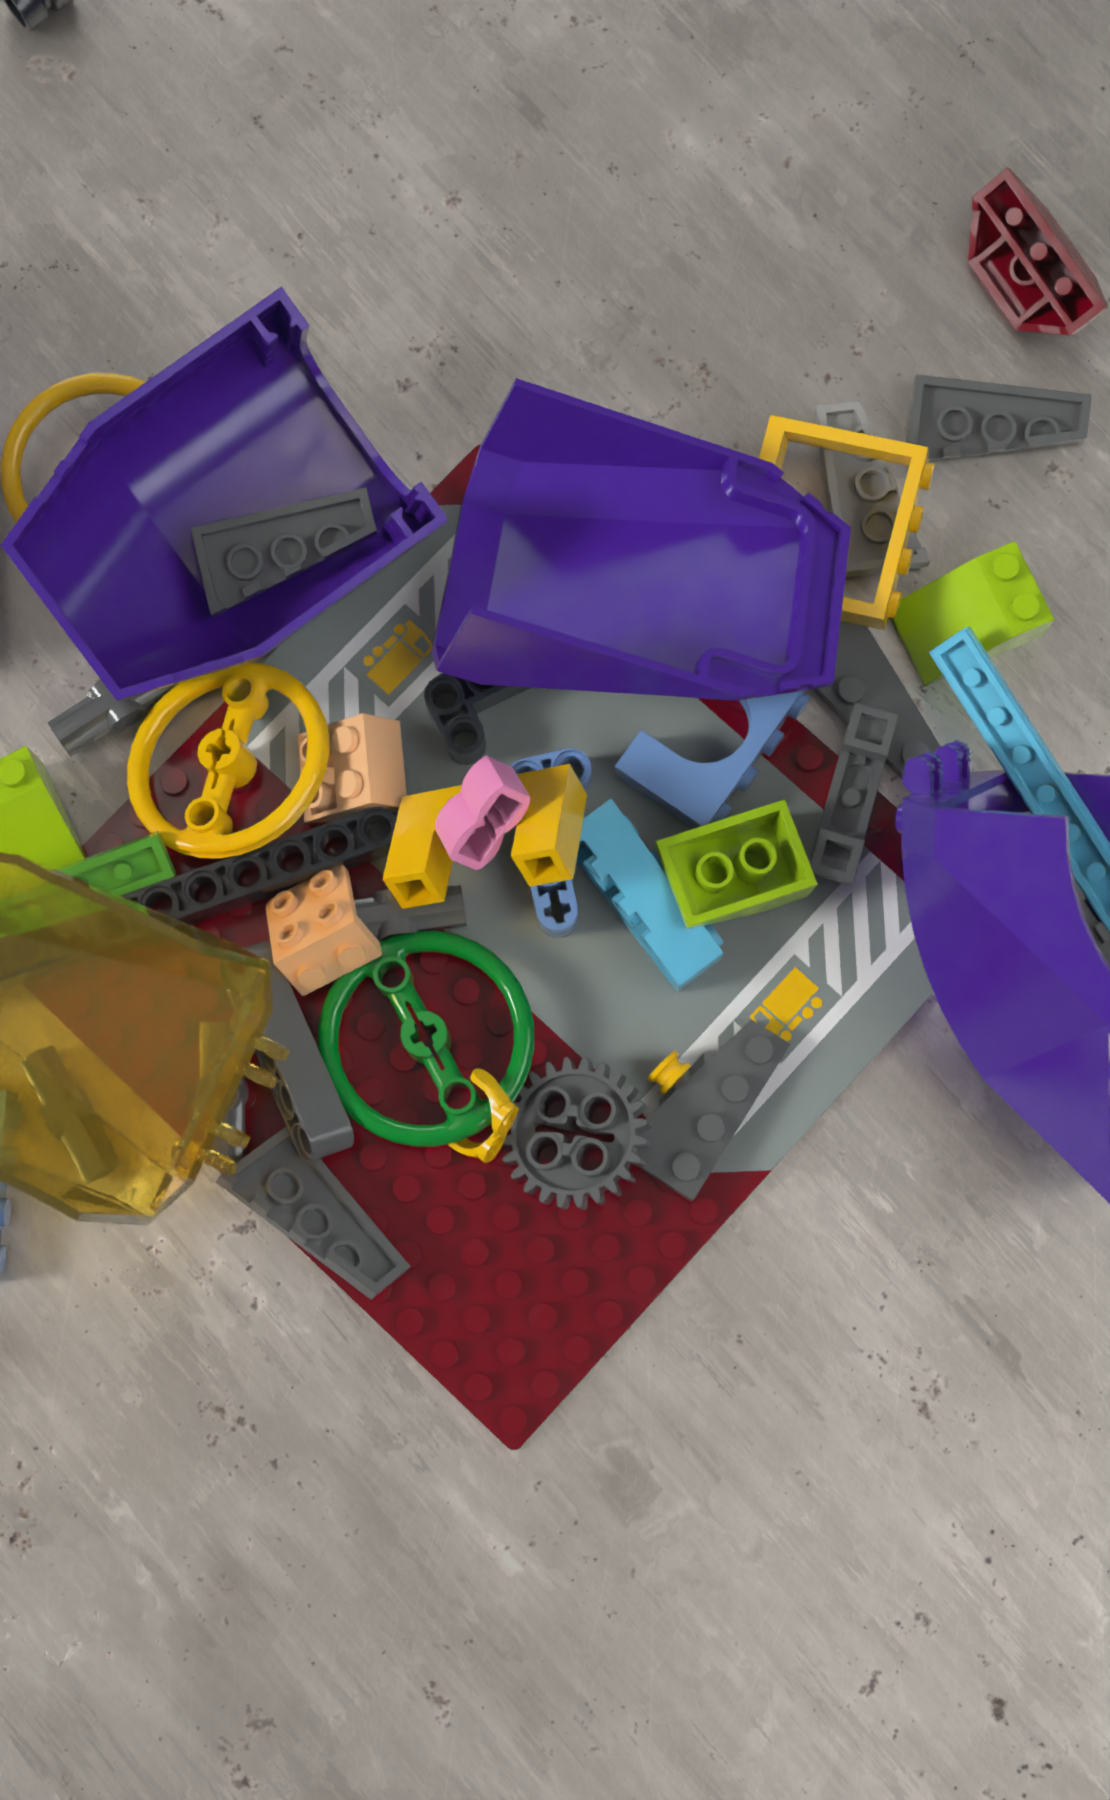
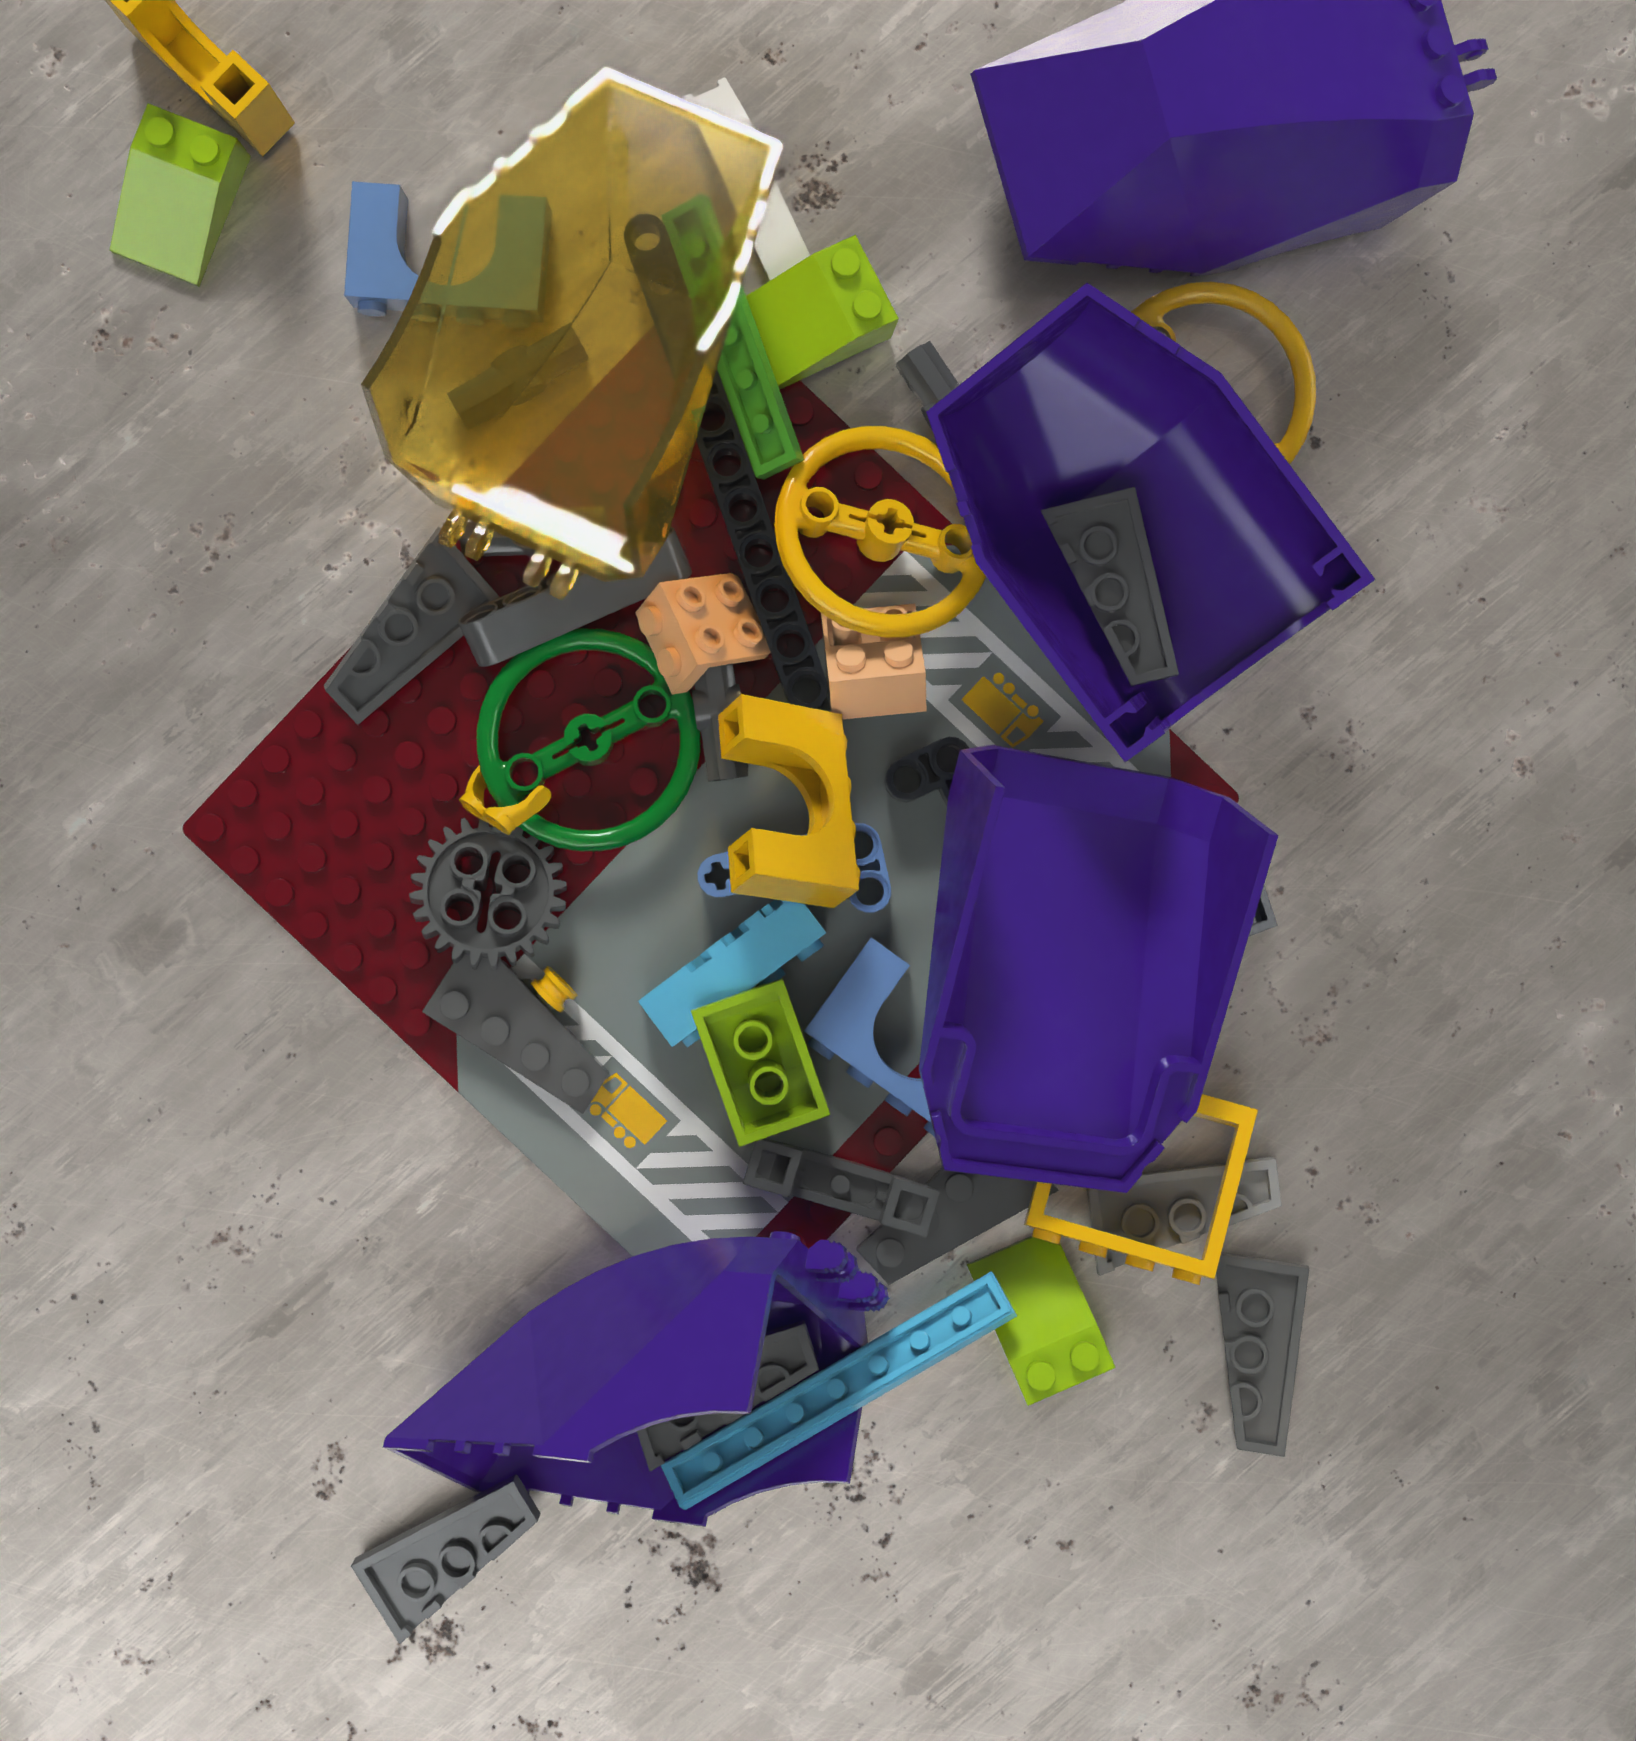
camera: 85 degrees right, 10 degrees up
(484, 810) = (805, 798): bright pink brick -> none
(1030, 261) = (1437, 1398): dark red wedge -> none

